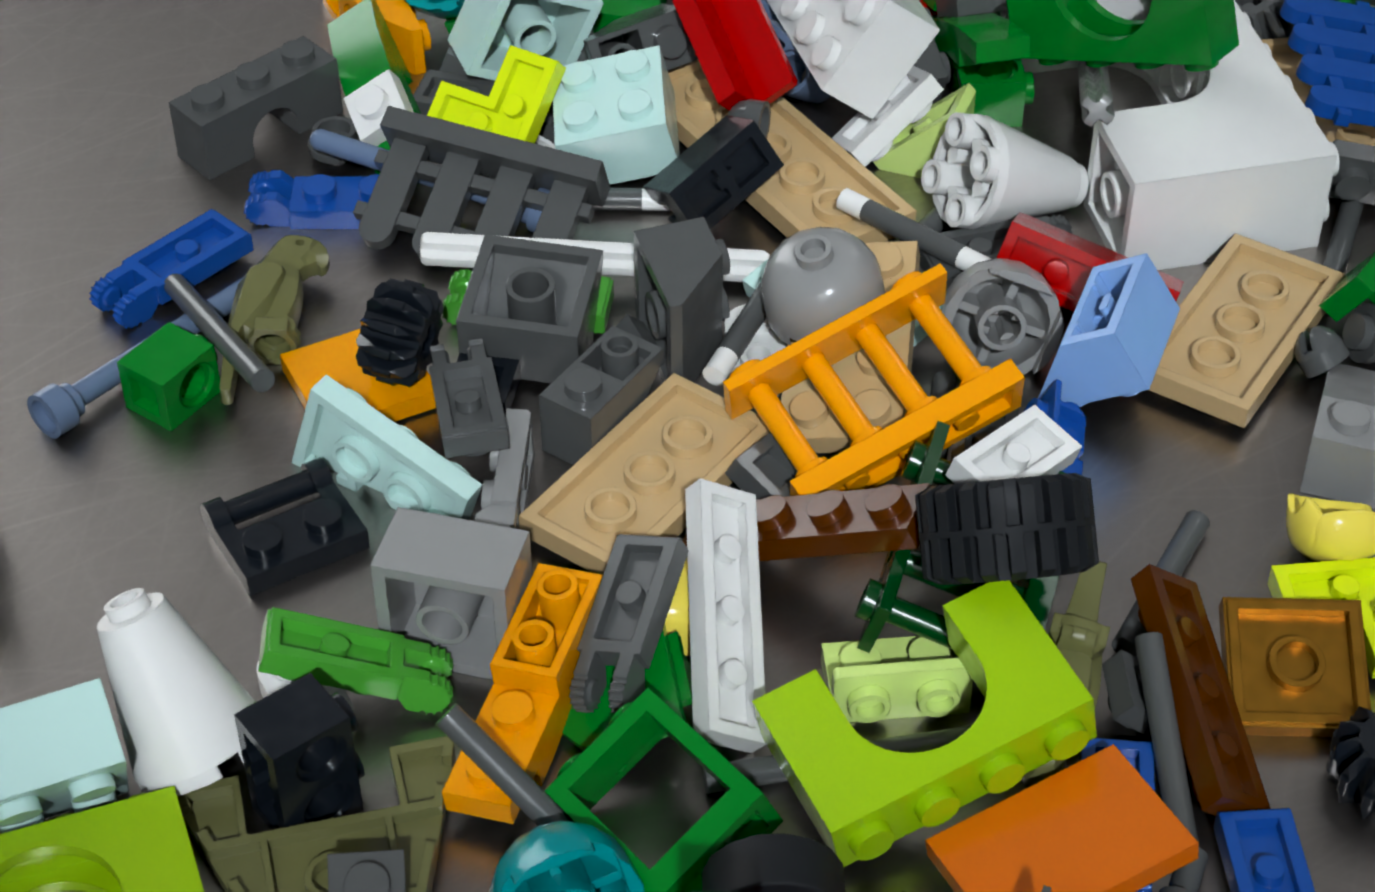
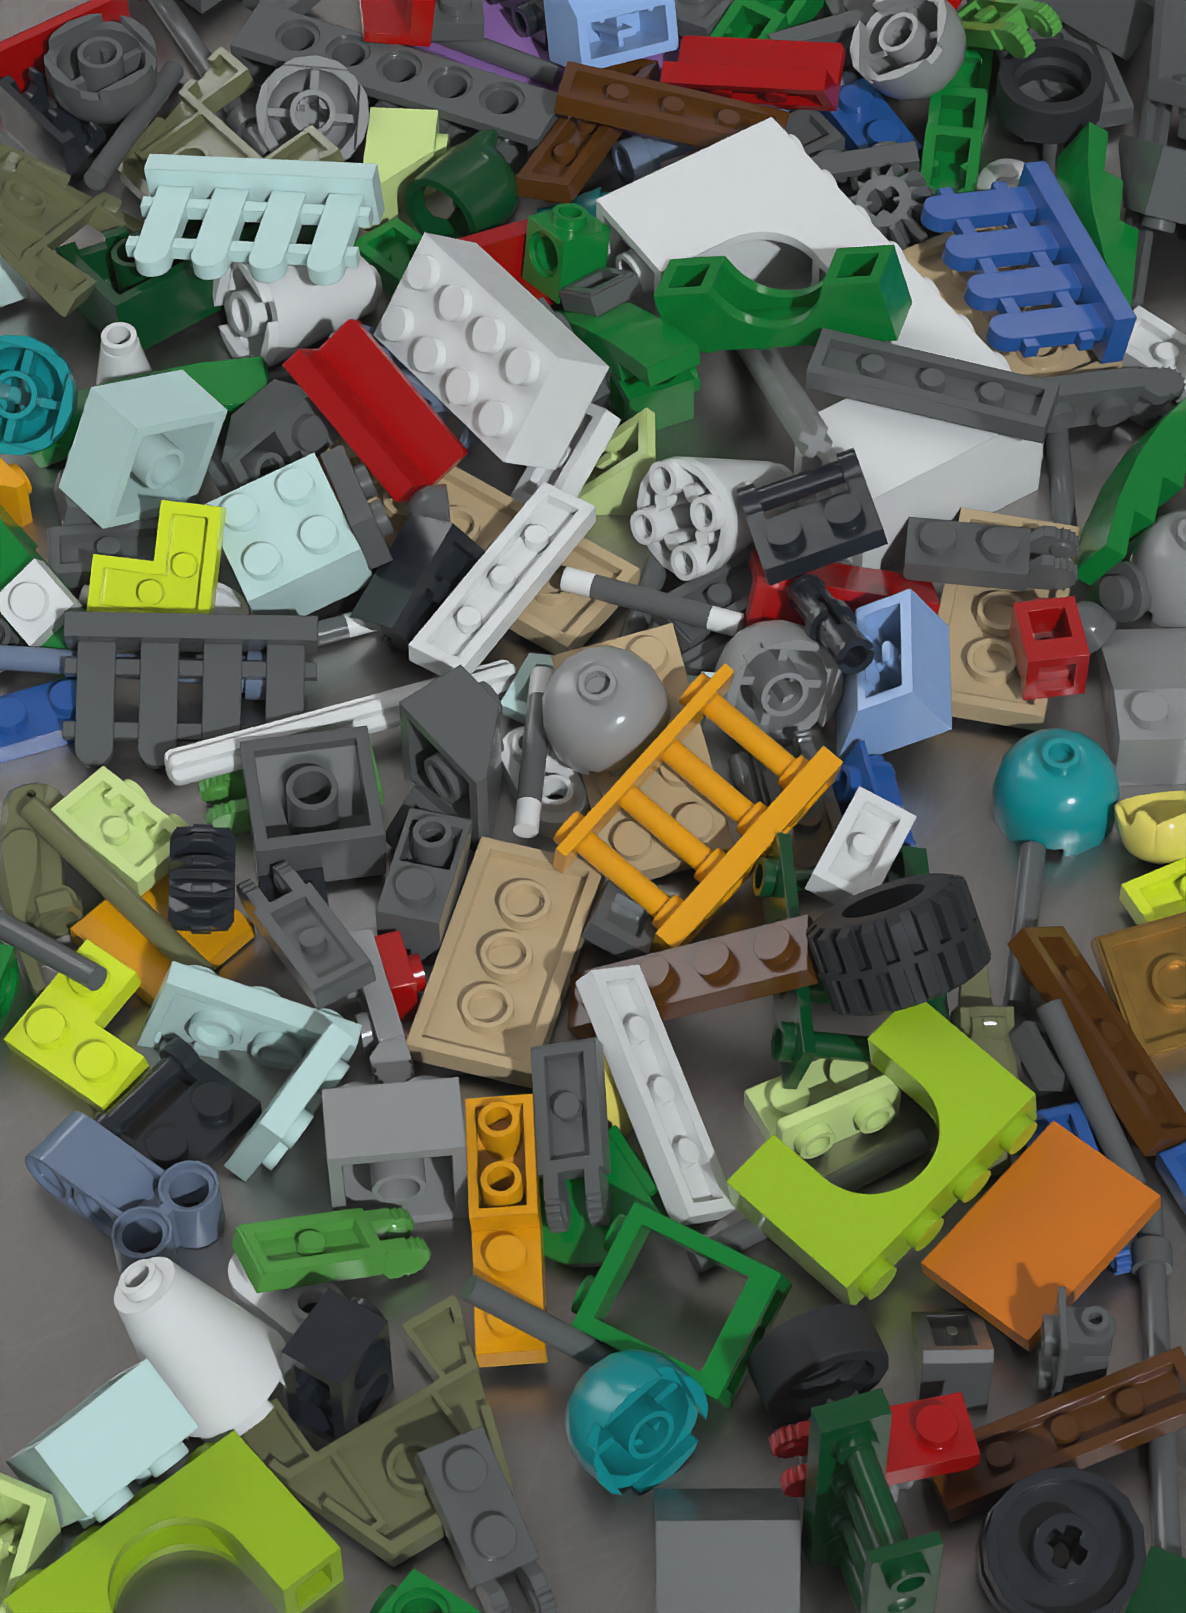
camera: 20 degrees left, 10 degrees up
(205, 572) = (127, 1192): none -> sand blue piece
(233, 427) = (68, 1038): none -> neon yellow plate
(324, 320) = (111, 885): none -> olive bar
(347, 279) = (121, 827): none -> yellowish green bracket
(356, 532) = (292, 1105): none -> light aqua plate
(543, 459) = (403, 974): none -> red plate
(683, 99) = (366, 519): none -> dark grey plate
(789, 183) = (503, 581): none -> white plate
(1062, 270) = (830, 623): none -> black pin
(1082, 195) = (817, 531): none -> black plate
(1234, 107) = (932, 385): none -> dark grey plate
(1238, 474) = (1056, 791): none -> teal cylinder
(1246, 269) = (990, 555): none -> dark grey hinge
(1271, 349) = (1049, 647): none -> red brick

